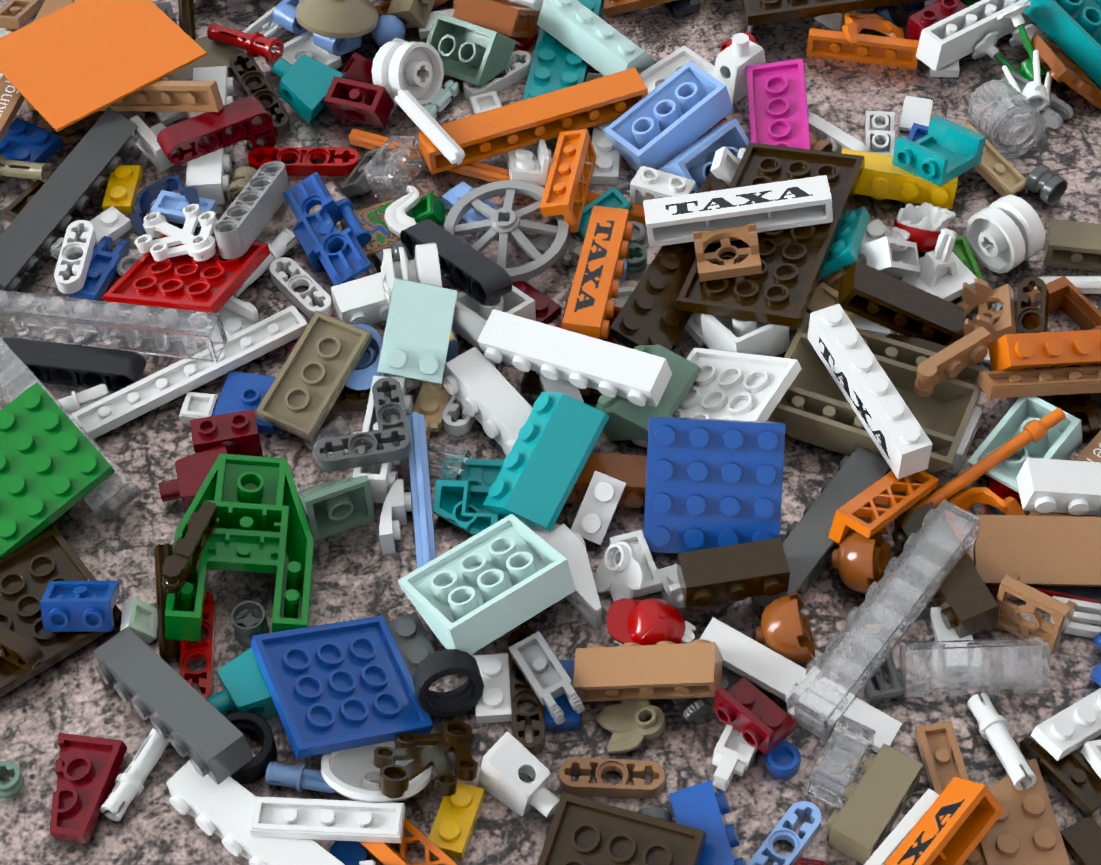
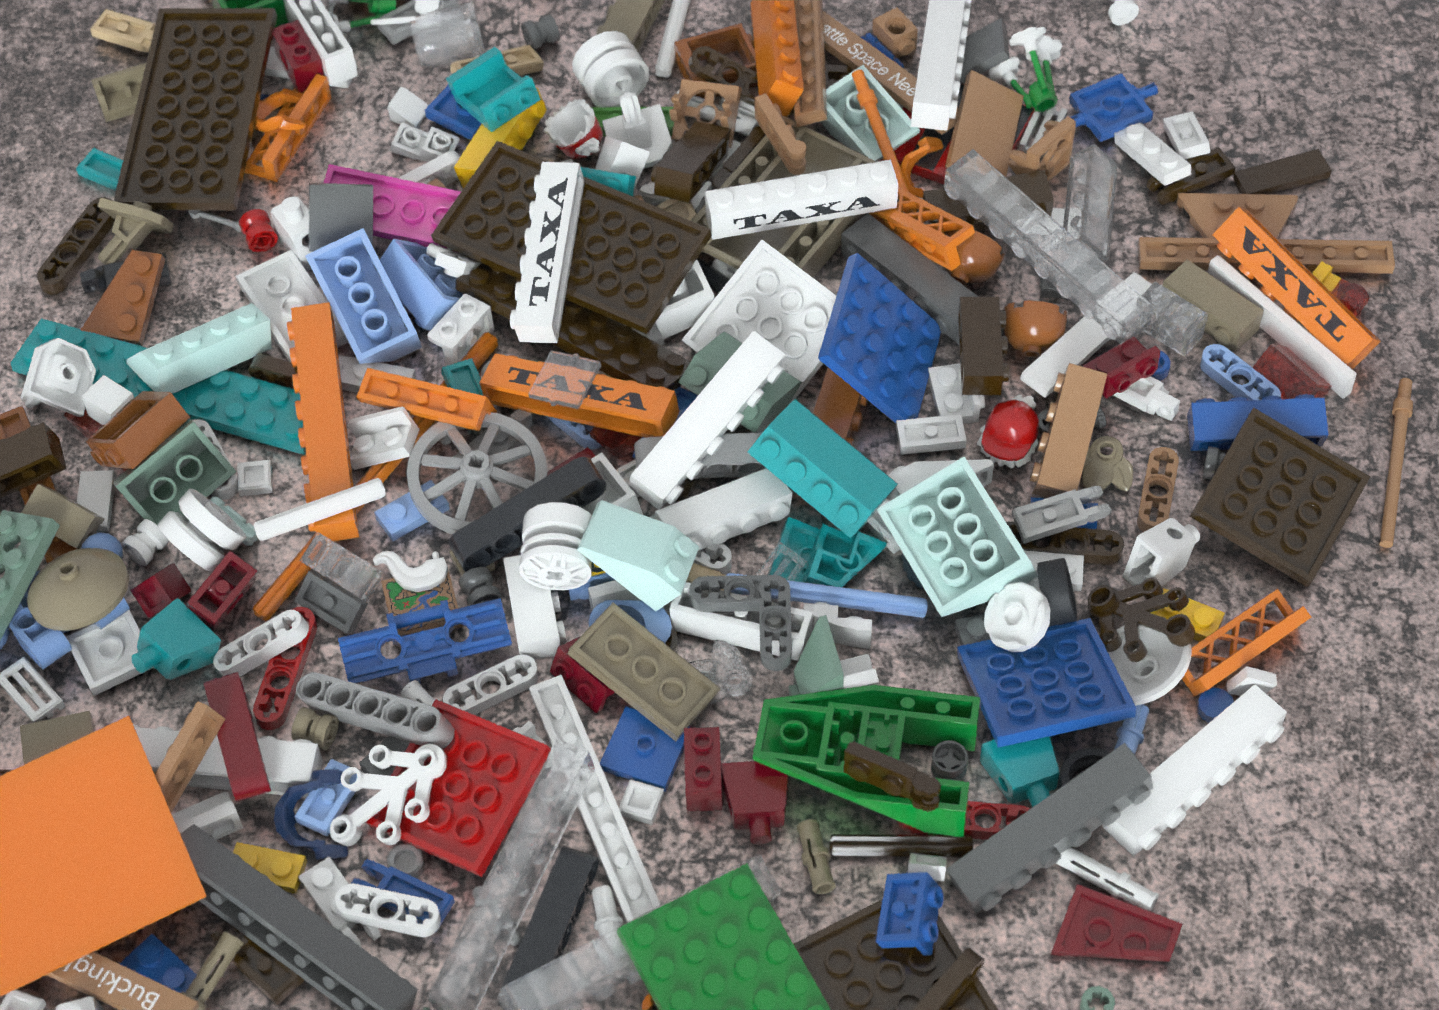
camera: 80 degrees left, 5 degrees up
(146, 537) = (815, 856): none -> dark tan pin
(253, 43) = (86, 693): red pin -> none
(263, 92) = (154, 696): dark brown beam -> none
(316, 137) = (278, 625): none -> white beam
(328, 819) = (1199, 702): white tile -> none
(335, 542) = (858, 672): none -> white bracket
(407, 646) = (1017, 617): none -> white tile
(428, 208) = (410, 551): green slope -> none
(598, 507) = (869, 443): white plate -> none
(601, 254) = (564, 379): none -> clear piece
(619, 572) = (956, 438): white plate -> none
(727, 268) = (598, 291): medium nougat piece -> none
(747, 77) = (338, 212): none -> slope
(994, 729) = (1166, 208): white pin -> none

